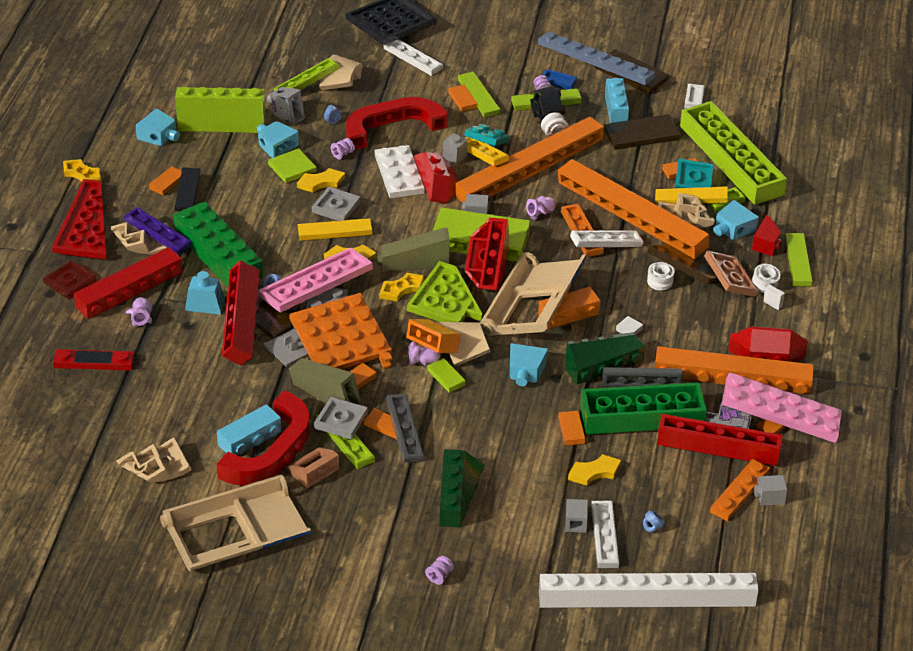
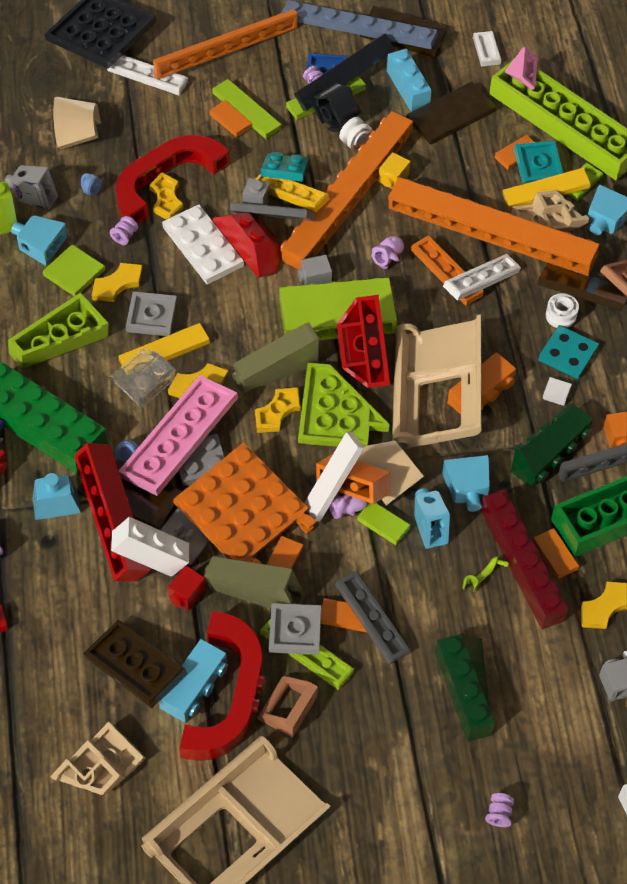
camera: 20 degrees left, 15 degrees up
(211, 408) = (135, 663): none -> dark brown tile
(256, 337) = (150, 546): none -> white brick
(258, 197) = (58, 332): none -> lime wedge
(273, 375) = (186, 588): none -> red brick
(310, 241) = (144, 376): none -> clear slope
(311, 75) = (40, 139): lime tile -> none
(387, 133) = (167, 202): none -> yellow tile
(415, 327) = (333, 476): none -> white tile
(463, 159) = (273, 211): none -> dark grey tile
(482, 47) = (225, 44): none -> orange tile
(482, 373) = (430, 508): none -> medium azure torso
(494, 426) = (486, 572): none -> lime piece
(542, 422) = (523, 559): none -> dark red brick
(570, 83) = (345, 70): none -> black tile
(573, 152) = (392, 168): none -> yellow brick
(652, 305) = (568, 352): none -> teal tile
(710, 108) = (524, 68): none -> bright pink slope

